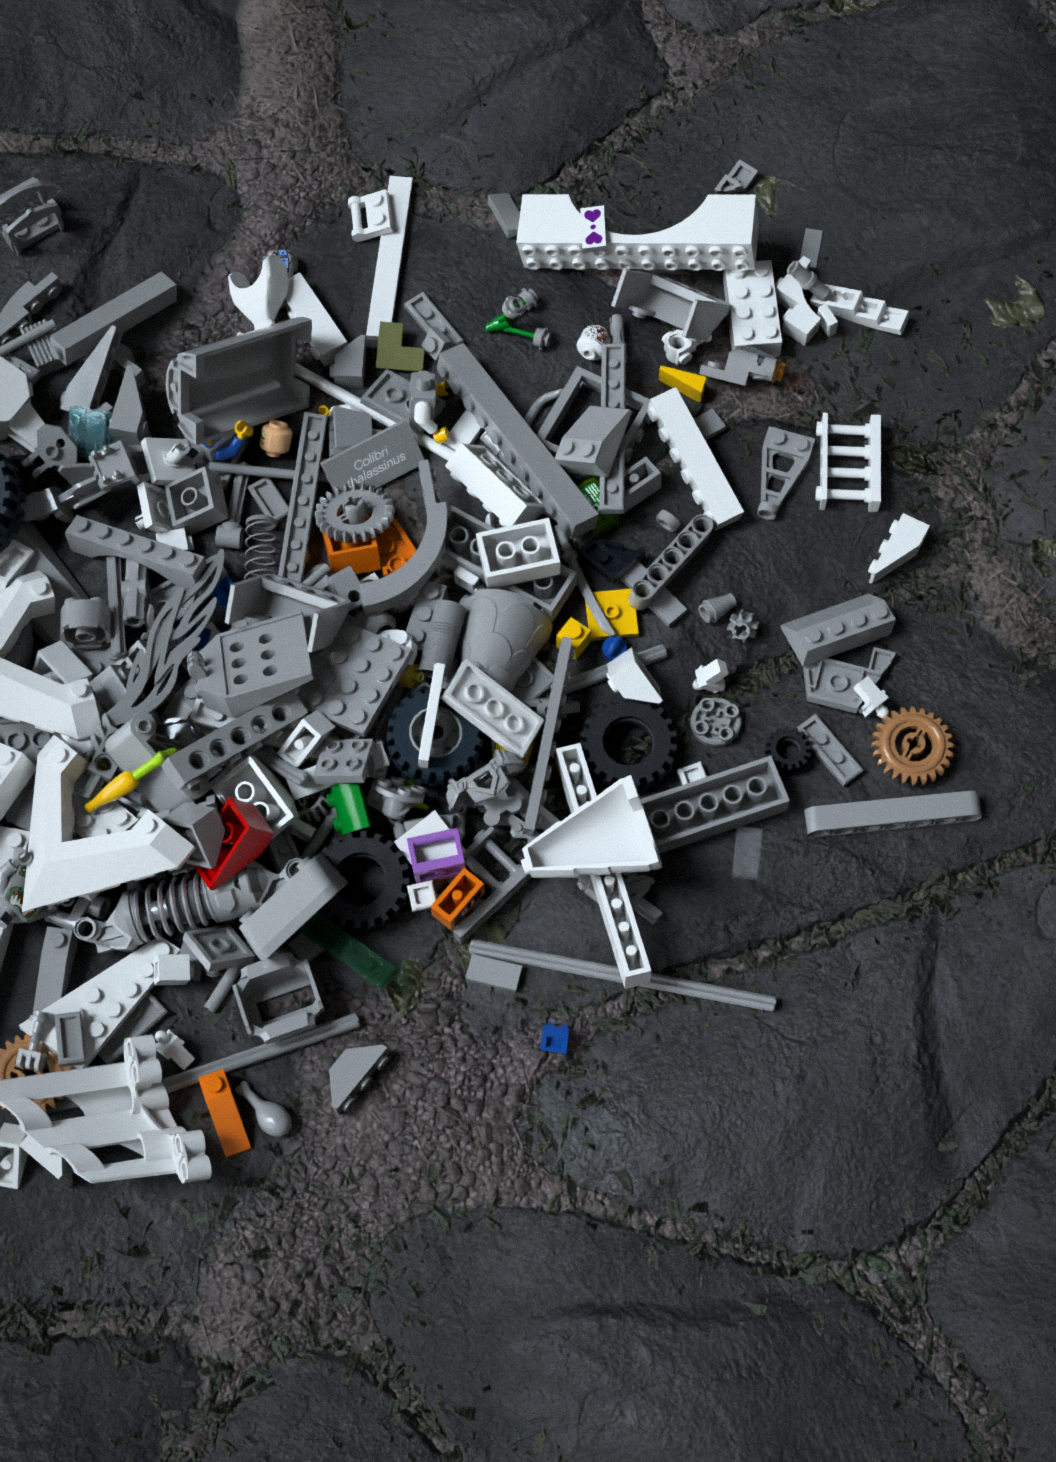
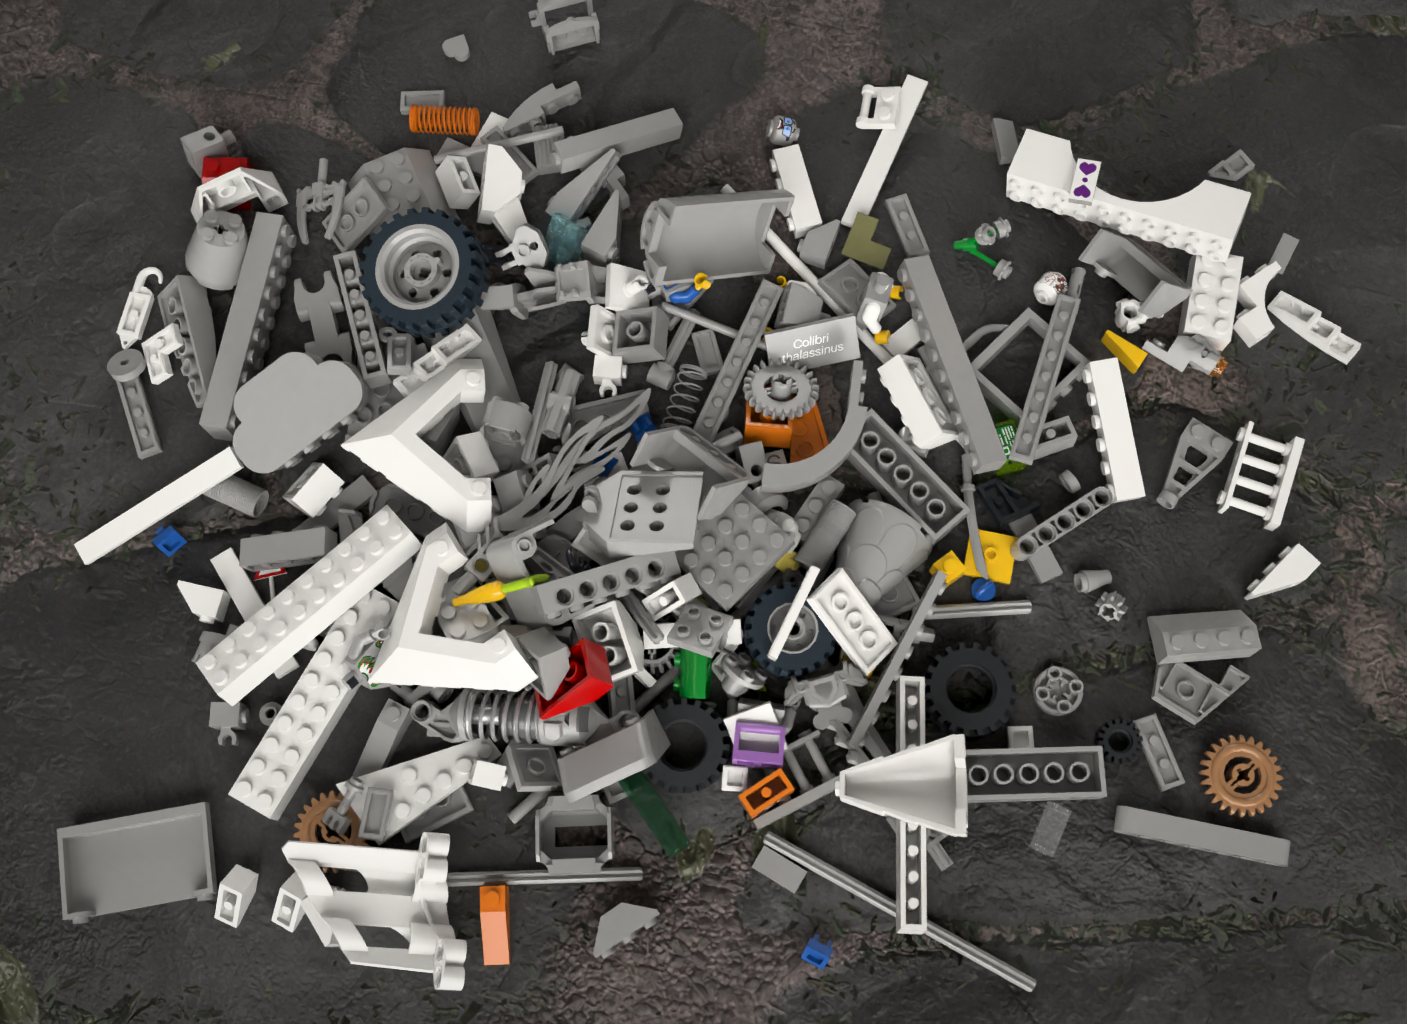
camera: 20 degrees right, 5 degrees up
(99, 539) = (545, 346): light grey arch -> none
(171, 1047) = (466, 847): white piece -> none
(263, 298) = (759, 159): white animal -> none
(270, 1116) = (535, 940): light grey piece -> none
(275, 438) = (730, 295): light nougat head -> none
(435, 342) = (903, 246): light grey plate -> none
(466, 579) = (865, 483): white tile -> none
(518, 553) = (921, 477): white brick -> none
(593, 441) = (1024, 387): light grey slope -> none
(632, 678) = (992, 629): white slope -> none
(709, 424) = (1137, 398): light grey tile -> none
(711, 676) = (1066, 647): white piece -> none
(808, 280) = (1273, 287): light grey pin -> none
(828, 320) = (1280, 332): white tile -> none
(872, 697) = (1215, 718): white piece -> none

